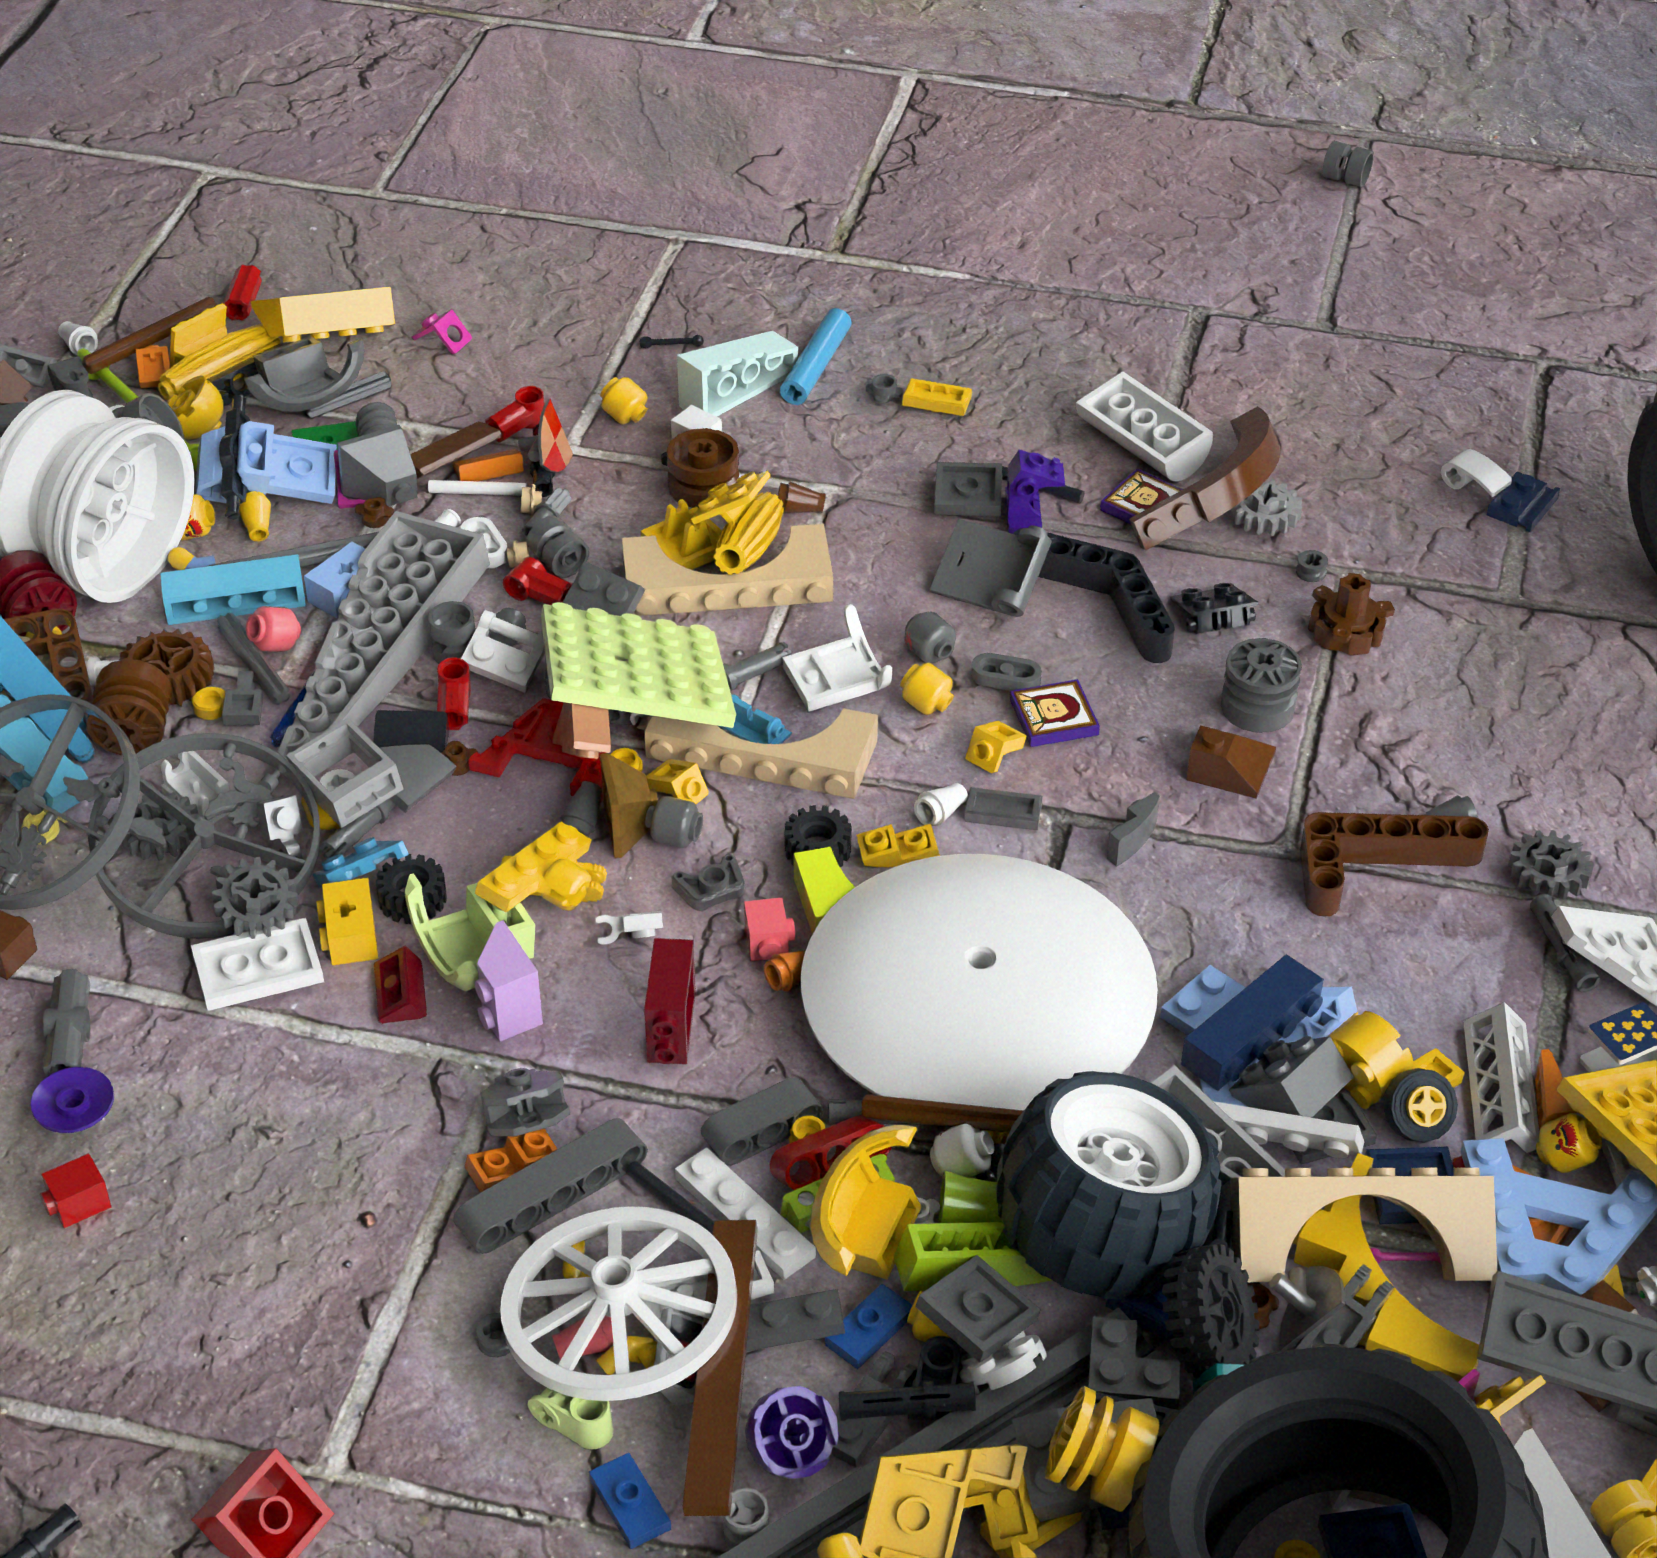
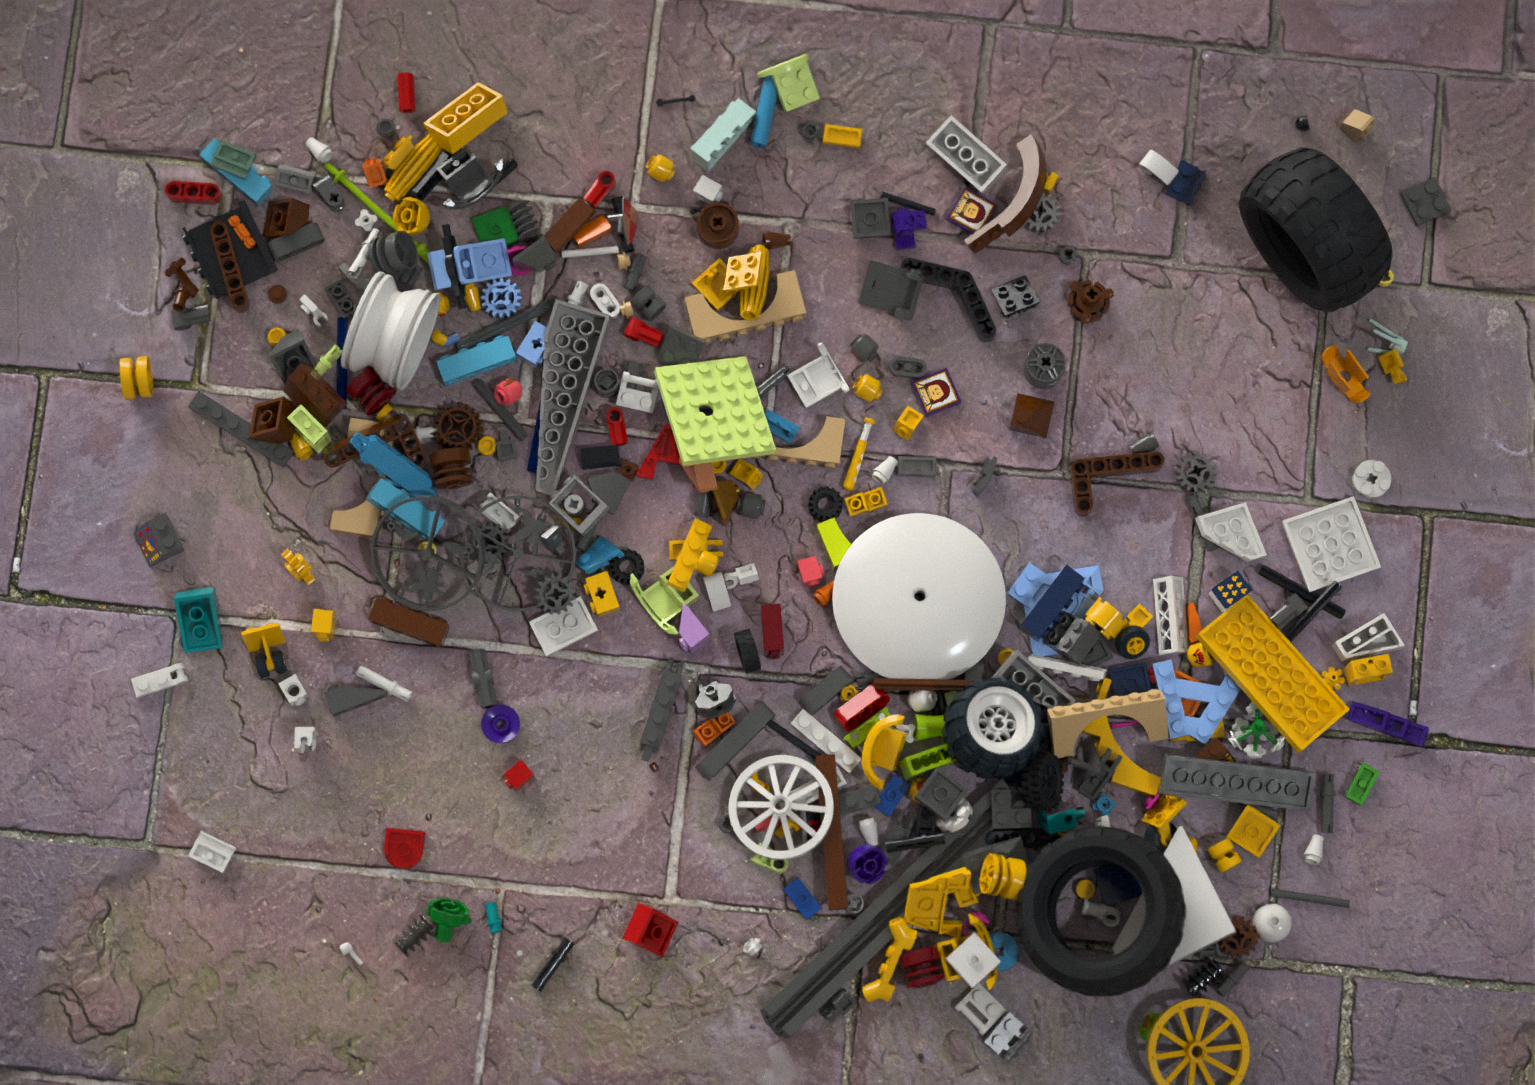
camera: 10 degrees left, 35 degrees up
(144, 337) = (366, 151): reddish brown axle -> none
(305, 520) = (496, 304): none -> light blue gear
(374, 512) = (536, 277): reddish brown plate -> none
(400, 987) = (635, 629): dark red slope -> none
(408, 1112) = (661, 710): none -> dark grey hinge
(440, 325) = (534, 110): dark pink bracket -> none
(576, 944) = (717, 591): none -> white panel
(611, 1026) = (747, 651): none -> black tyre
(712, 885) = (777, 541): flat silver piece -> none
(808, 1370) = (869, 830): none -> white cone
(865, 326) = (793, 82): none -> yellowish green piece
(891, 784) = (853, 470): none -> yellow piece
(1287, 471) = (1050, 182): none -> yellow tile

